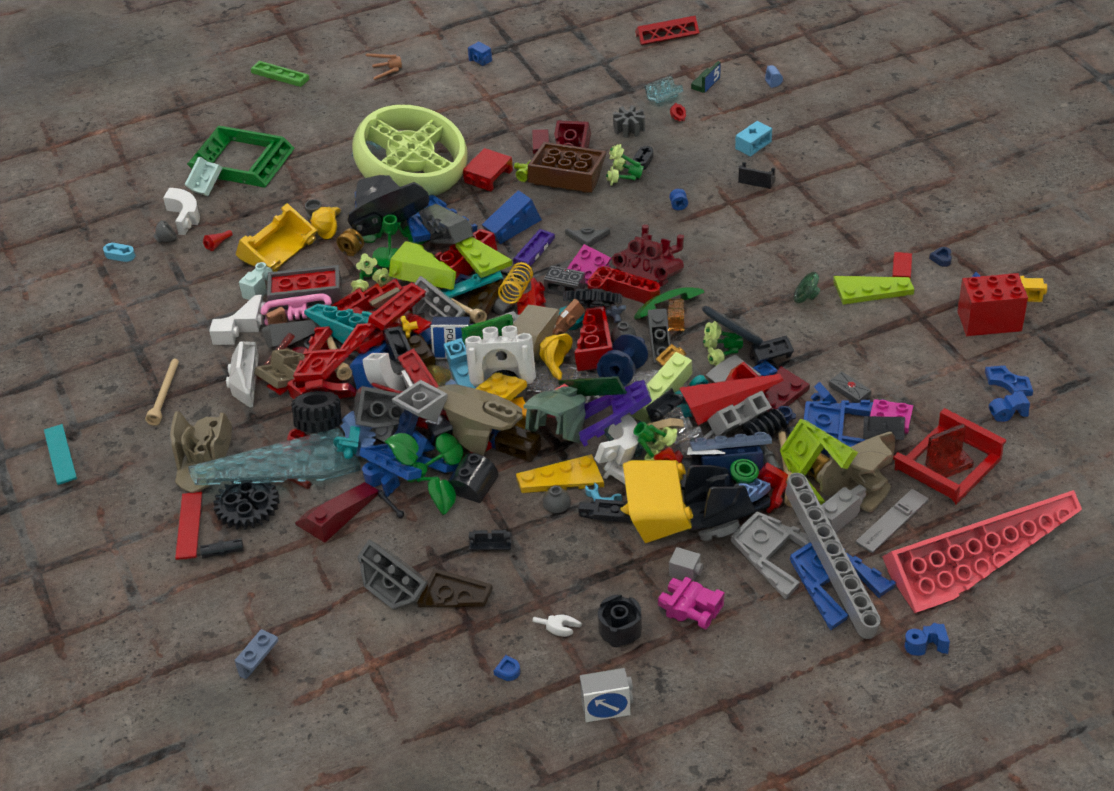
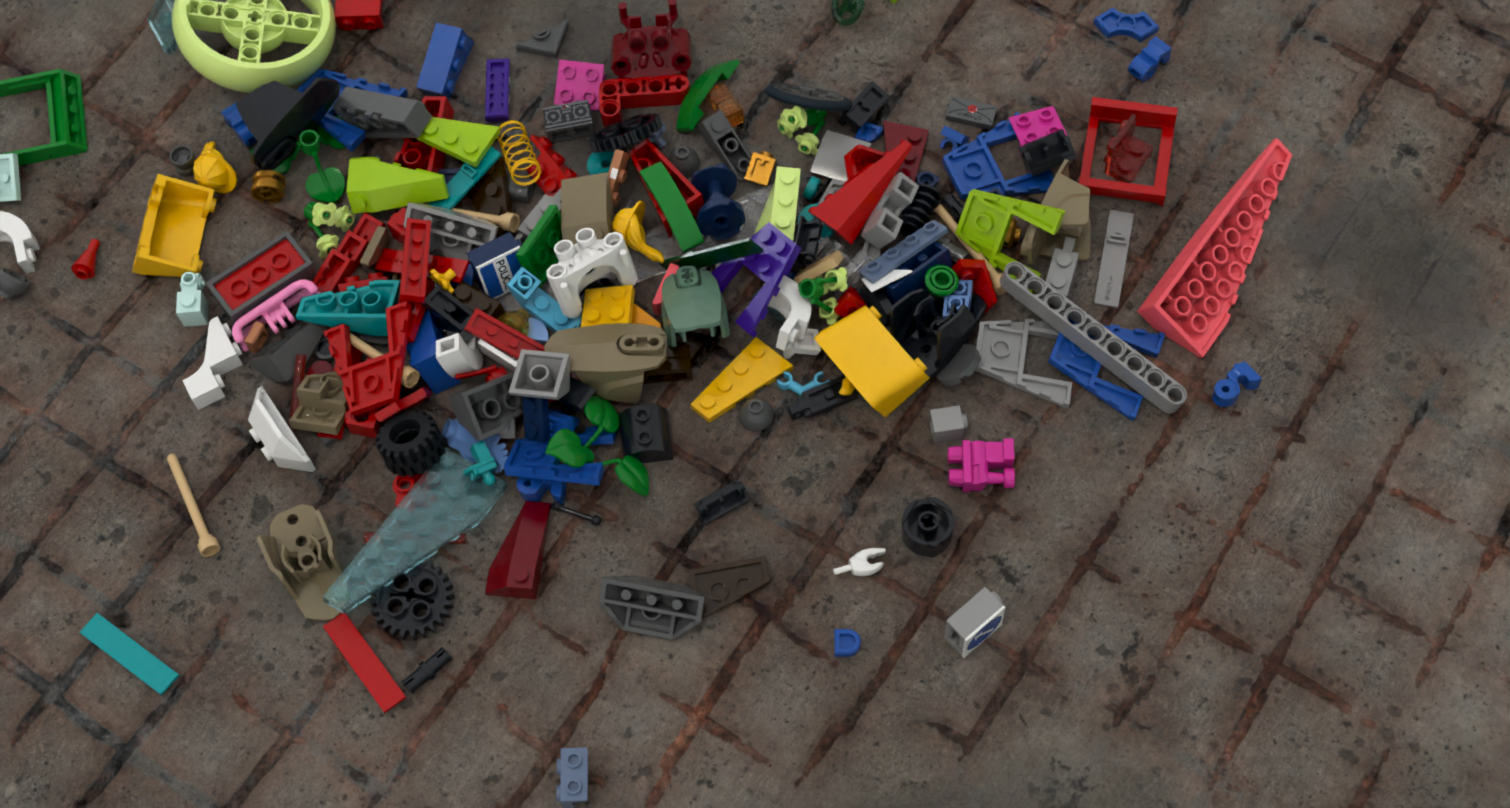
camera: 30 degrees left, 20 degrees up
(587, 347) = (672, 206): none -> green slope

